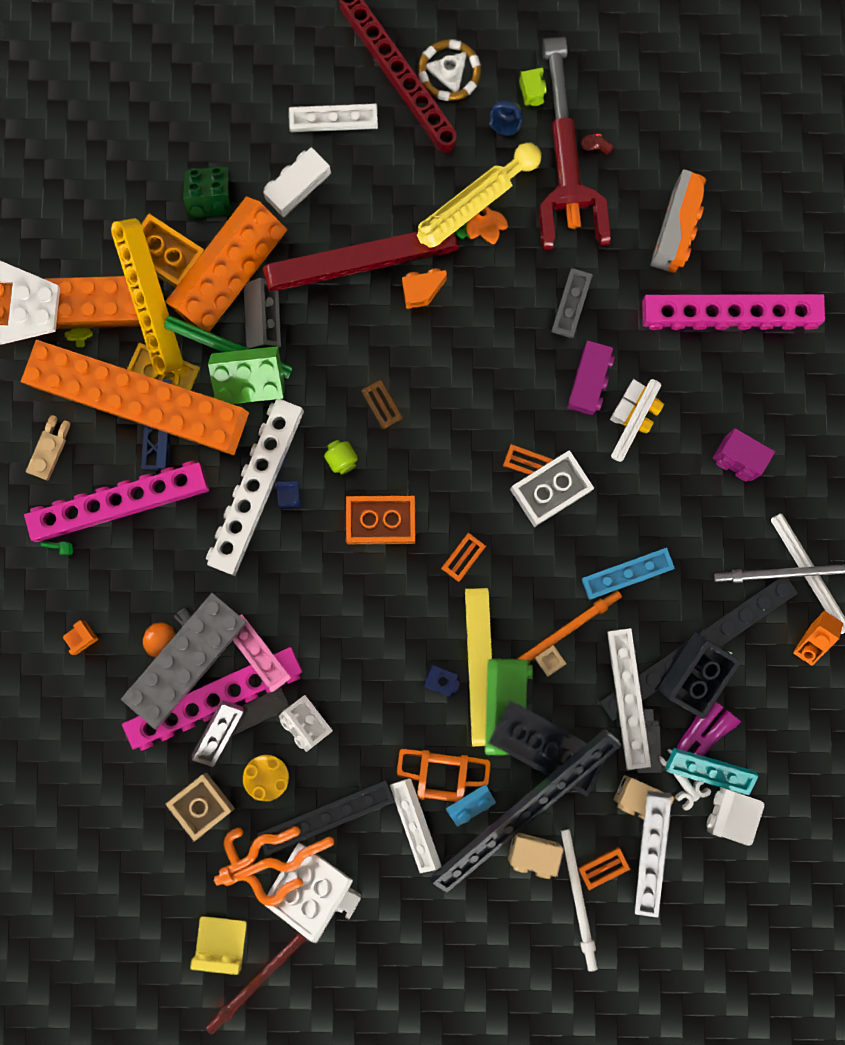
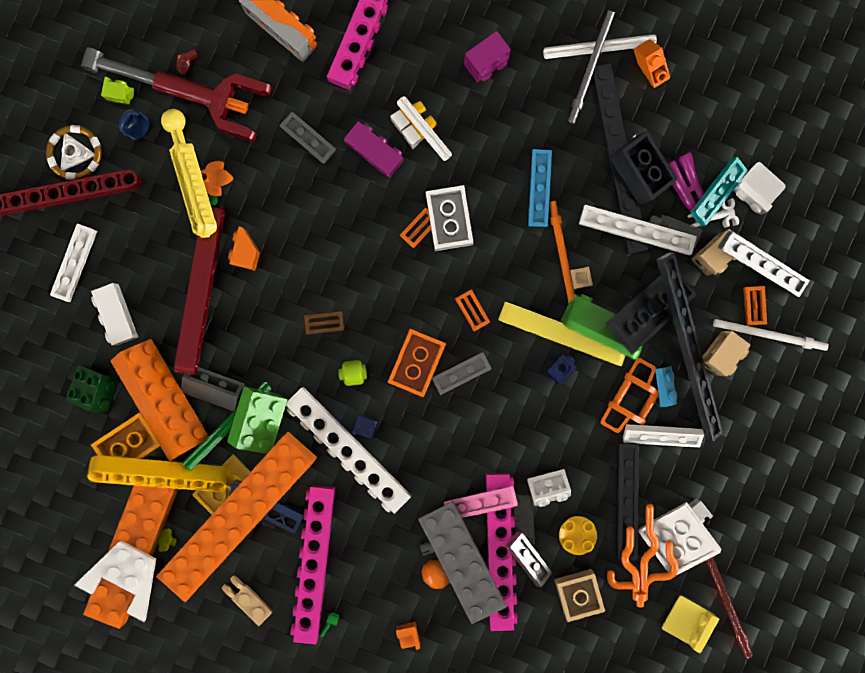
camera: 65 degrees left, 5 degrees up
(390, 574) = (461, 373): none -> flat silver plate

